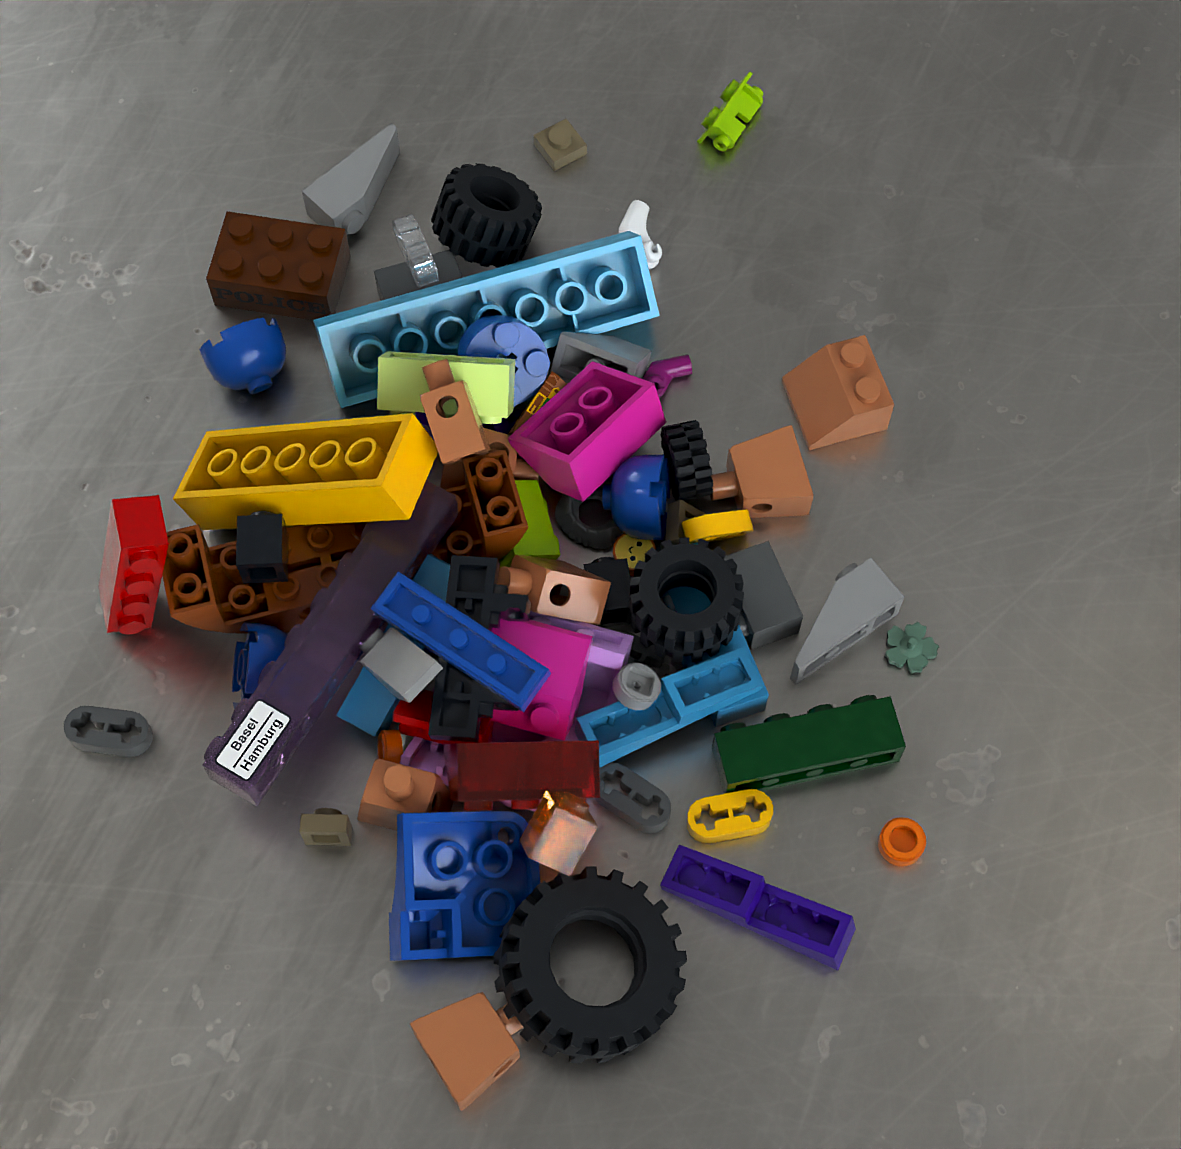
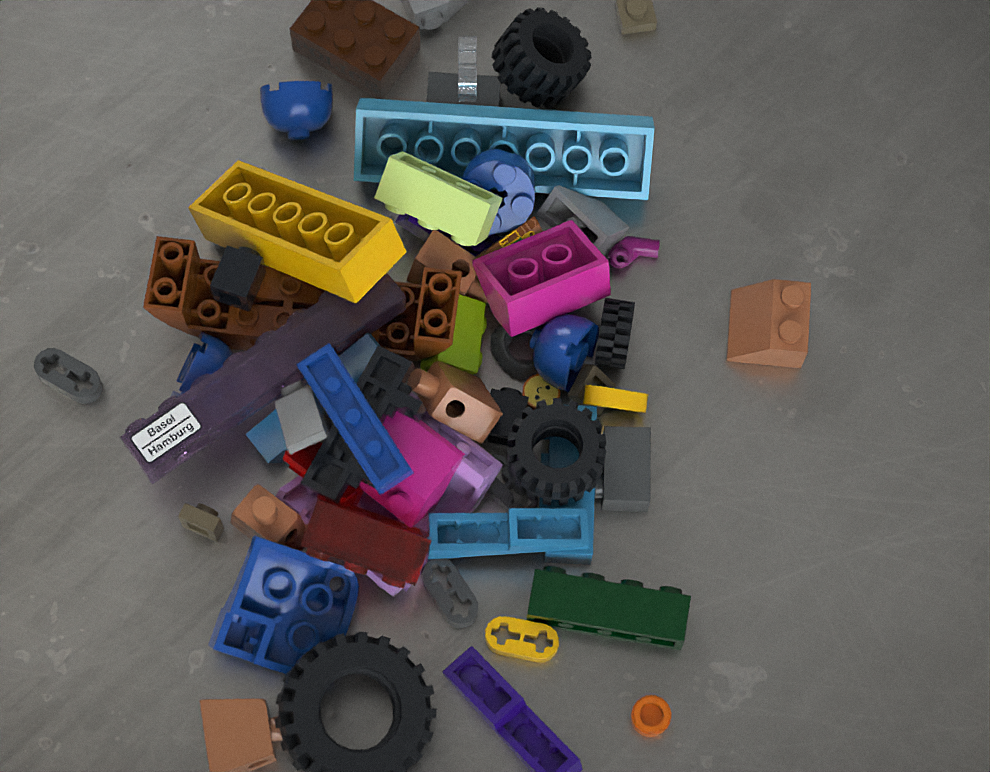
camera: 20 degrees right, 5 degrees up
(132, 563) = (132, 253): red brick -> none
(390, 746) = (276, 477): orange tile -> none
(458, 435) = (422, 246): nougat torso -> none
(559, 832) = (369, 600): clear orange brick -> none
(635, 221) = (663, 117): white arm -> none
(636, 686) = (486, 507): light grey tile -> none
(739, 101) = (806, 31): lime hinge -> none
(766, 476) = (675, 371): nougat torso -> none
(855, 608) = (696, 511): light grey slope -> none
(910, 647) = (732, 560): sand green plant -> none

